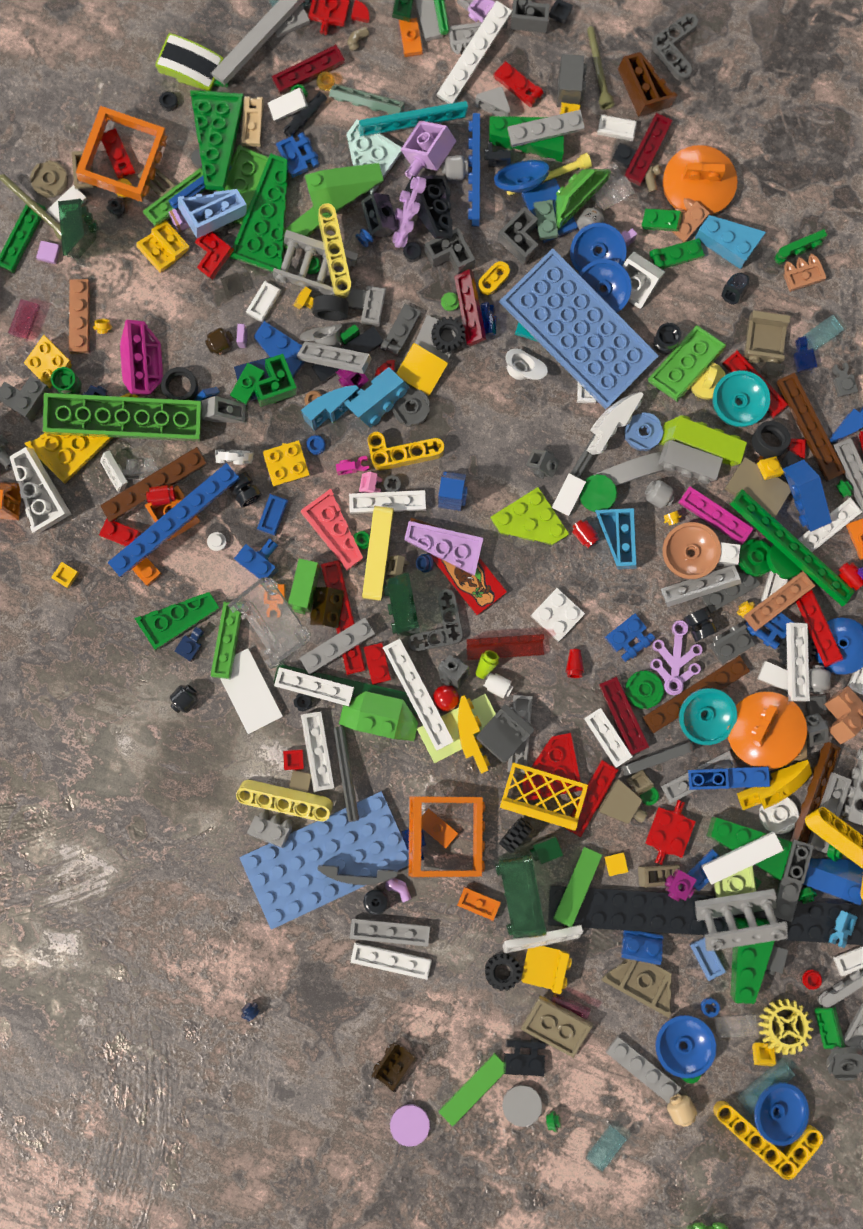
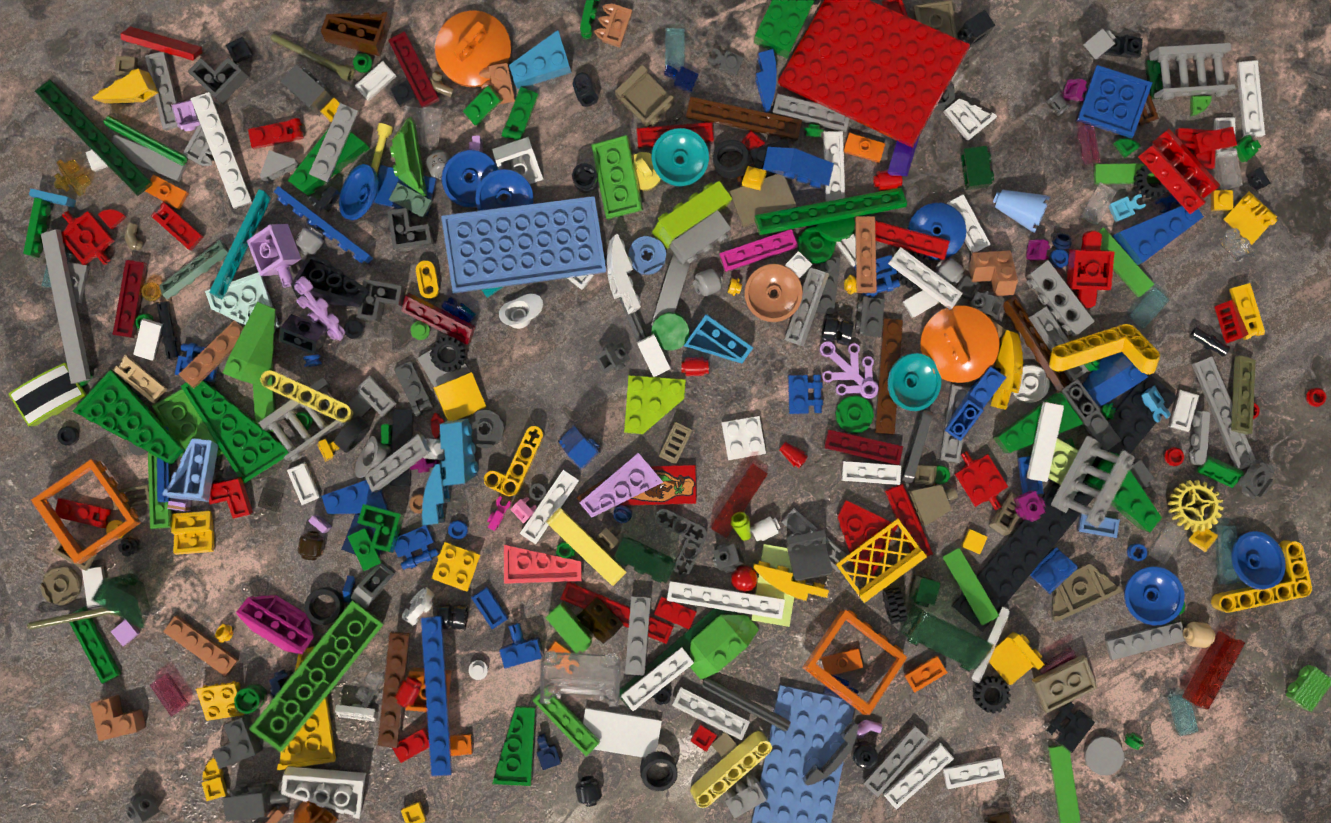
camera: 55 degrees left, 5 degrees up
(229, 751) = (658, 784): none -> black tyre
(280, 417) = (413, 541): none -> blue plate
(309, 159) = (211, 356): none -> nougat plate
(364, 380) = (436, 451): none -> white plate
(390, 64) = (177, 226): none -> red plate
(427, 1004) = (973, 773): none -> white plate
(527, 554) = (681, 446): none -> dark tan slope
(622, 112) = (362, 68): none -> green plate
(661, 1144) = (1213, 671): none -> clear red fence

